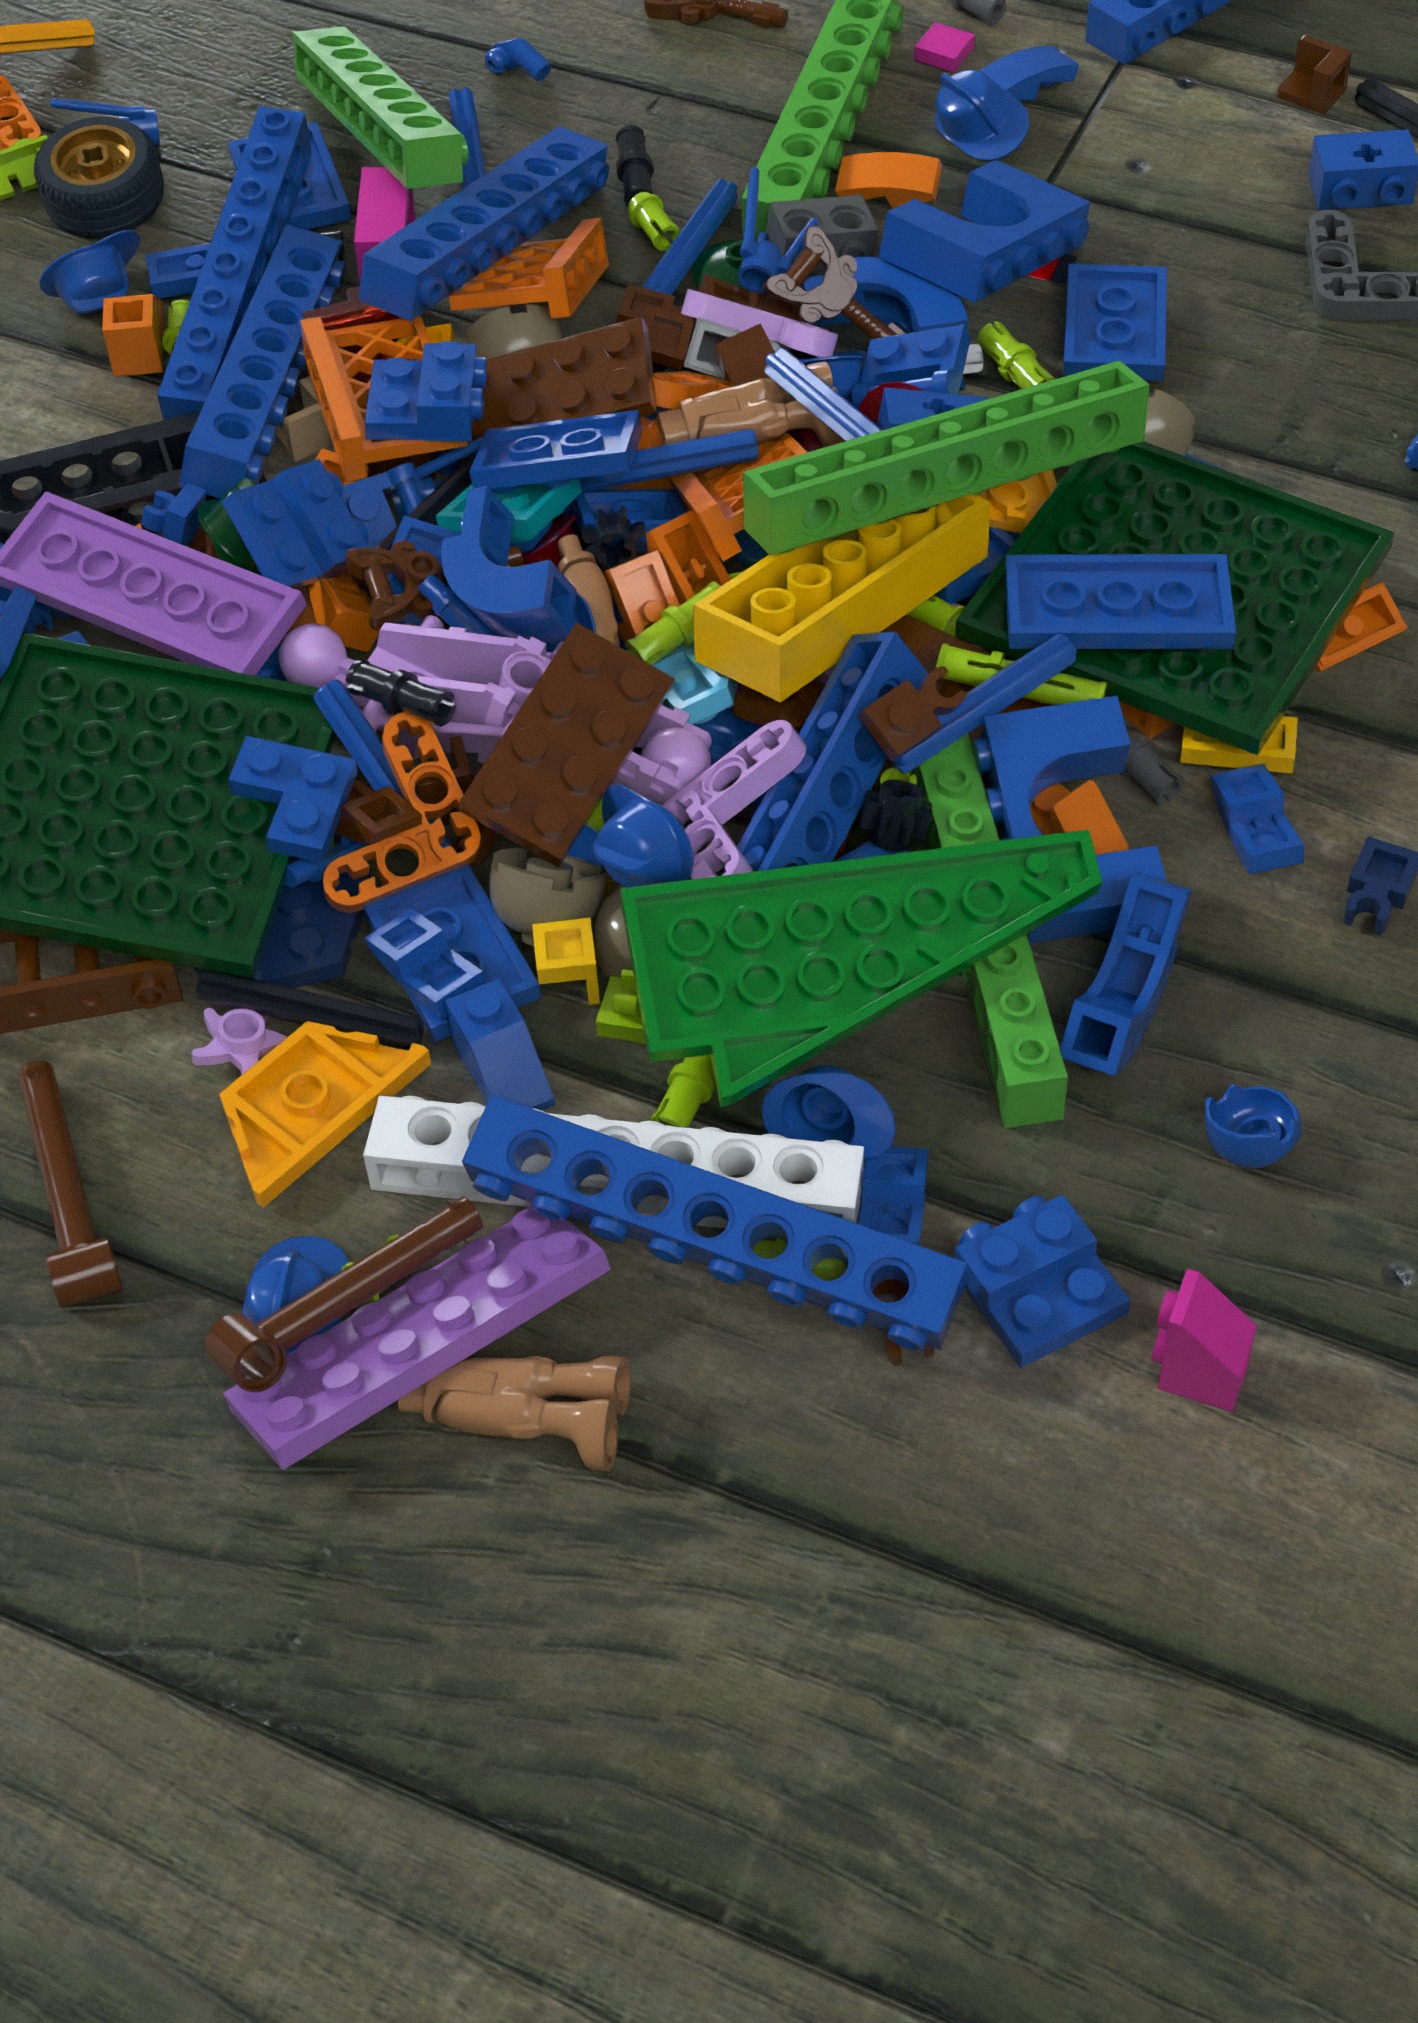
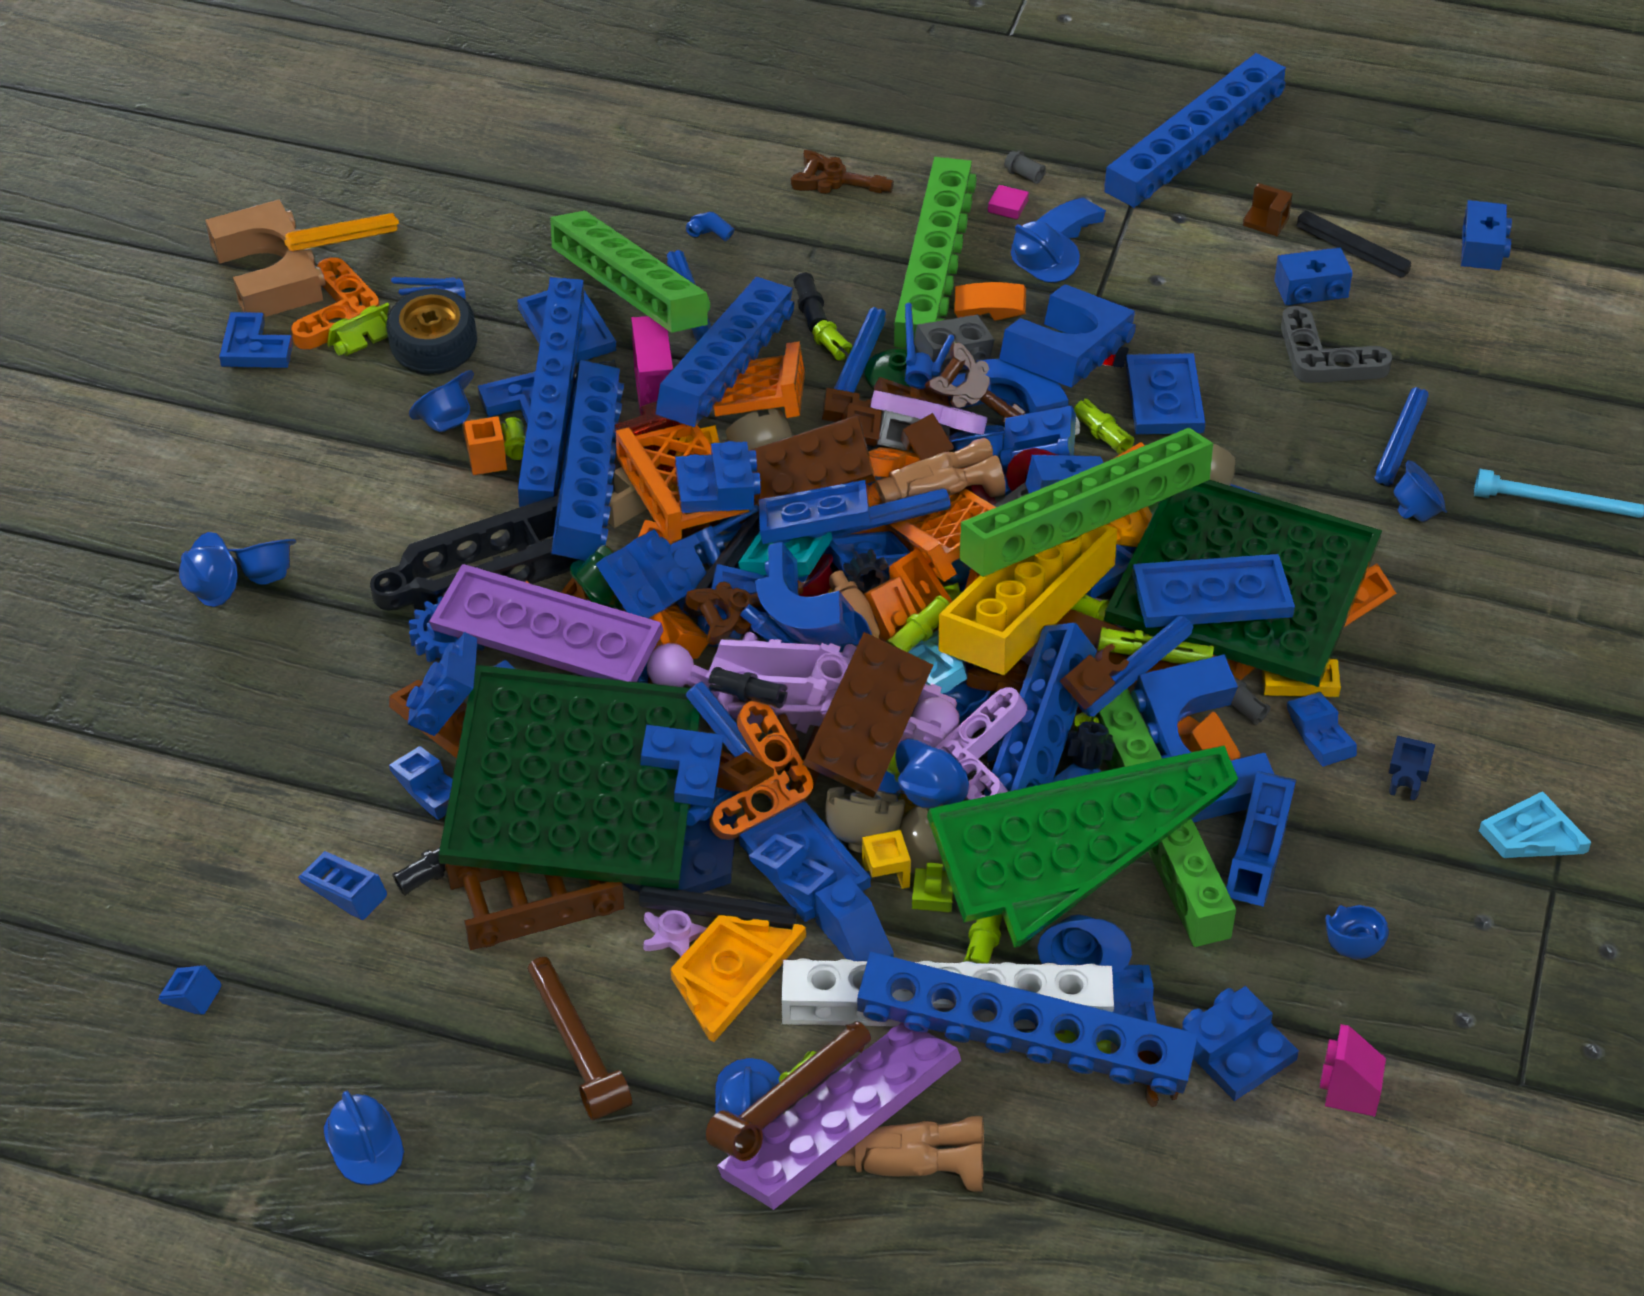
camera: 10 degrees left, 5 degrees down
(175, 515) = (548, 573): blue tile -> none
(818, 396) = (990, 465): axle -> none

